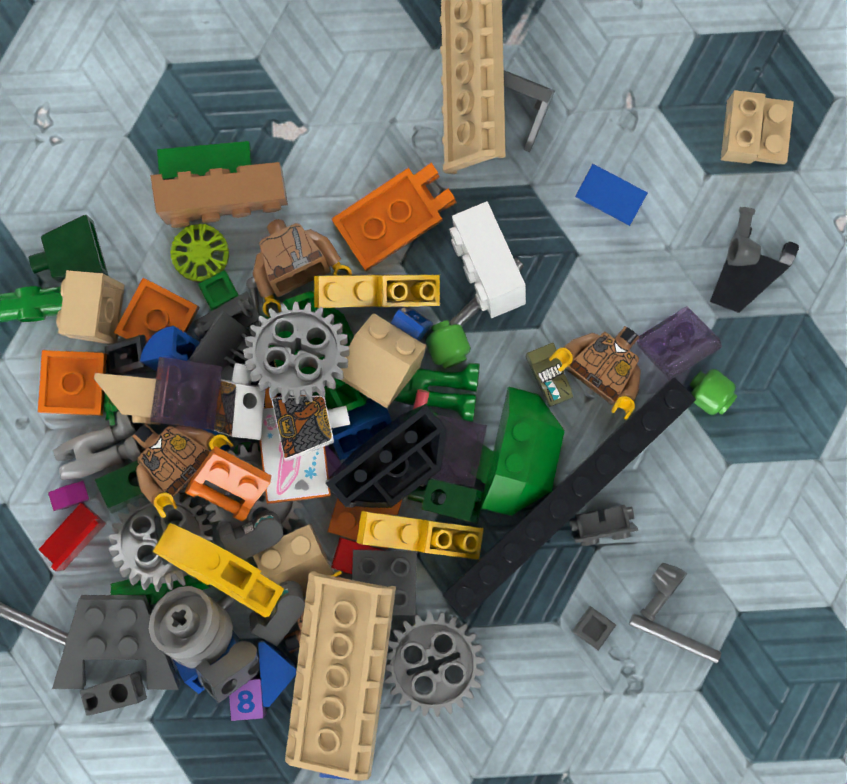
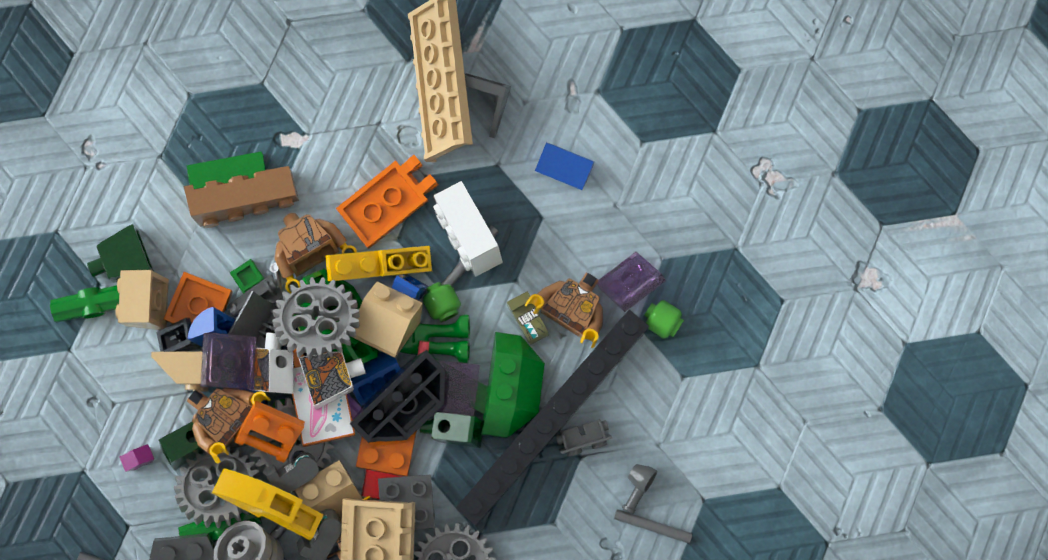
camera: 10 degrees left, 5 degrees down
(69, 383) = (131, 365): orange plate -> none
(71, 537) = (142, 492): red panel -> none
(86, 444) = (148, 414): light grey piece -> none
(109, 409) = (165, 380): green plant -> none
(199, 252) = (228, 246): lime wheel -> none
(419, 535) = (432, 460): yellow slope -> none
(594, 628) = (585, 524): dark grey tile -> none
(742, 249) = (676, 200): dark grey bar -> none
(742, 284) = (683, 219): black flag -> none
(756, 129) = (667, 101): tan brick -> none

